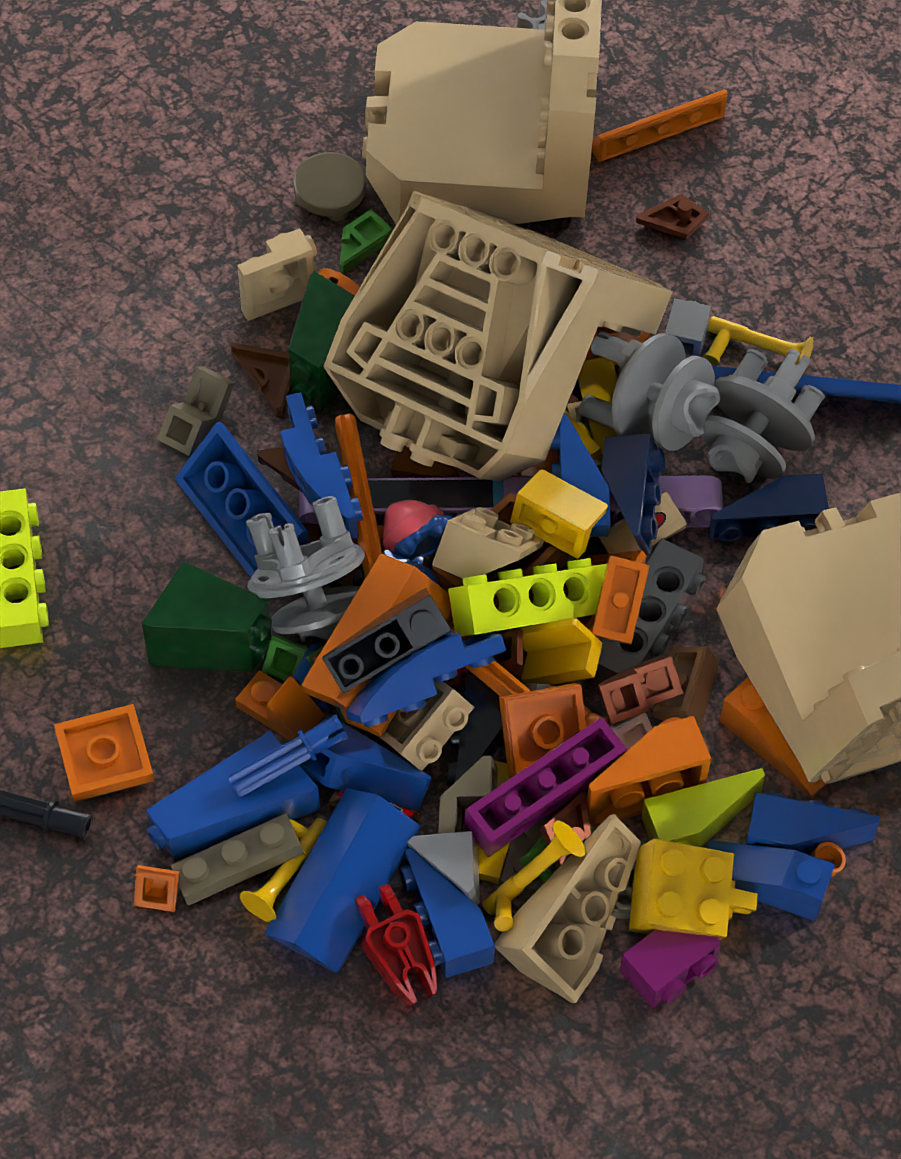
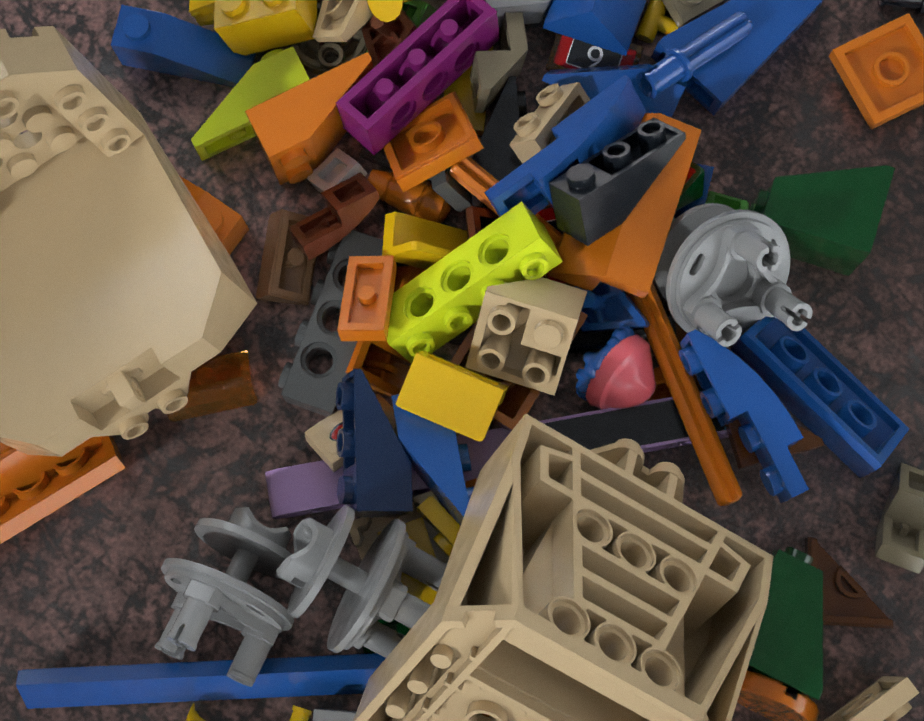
camera: 175 degrees right, 20 degrees up
(279, 705) = (734, 162): orange slope -> none
(776, 504) = (180, 499): dark blue slope -> none
(805, 825) = (170, 98): blue slope -> none
(831, 853) = (121, 69): orange hinge -> none

